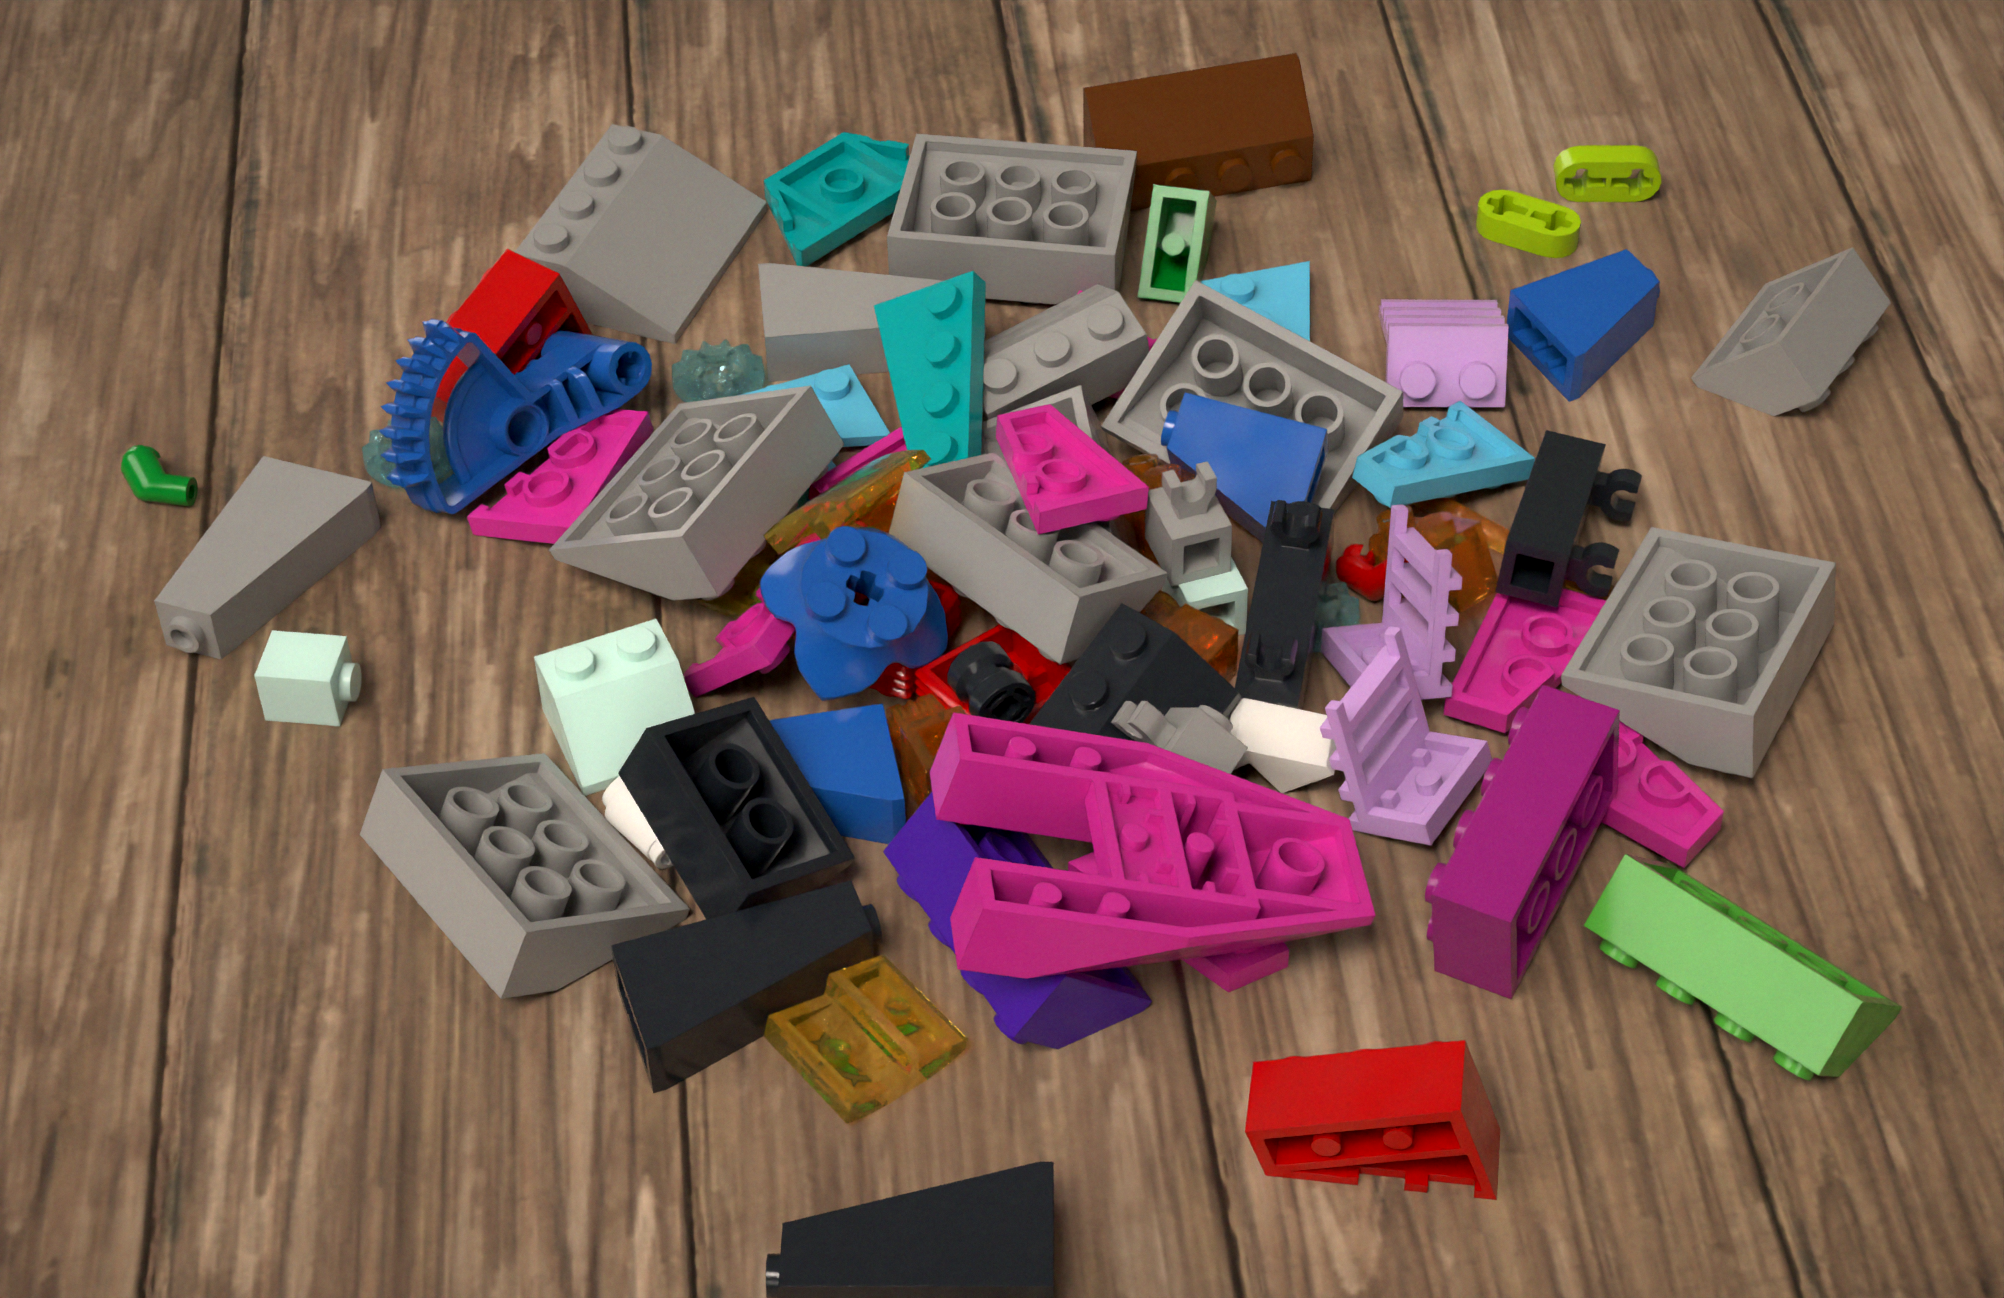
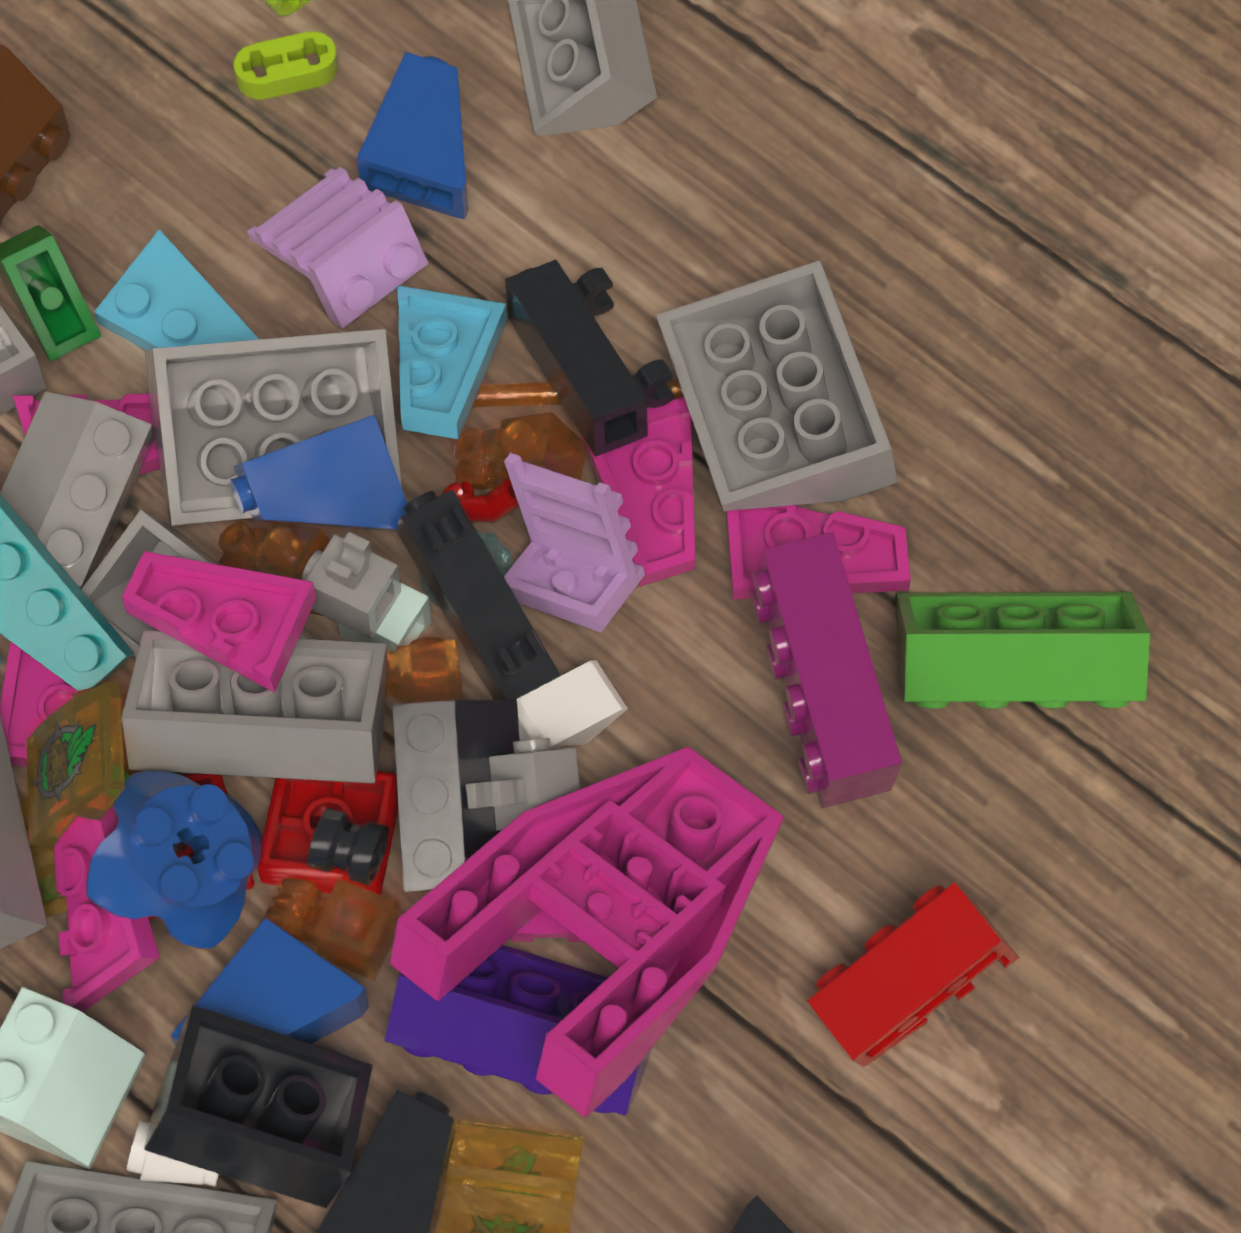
camera: 45 degrees left, 20 degrees up
(1394, 767) = (670, 660): lavender plate -> none

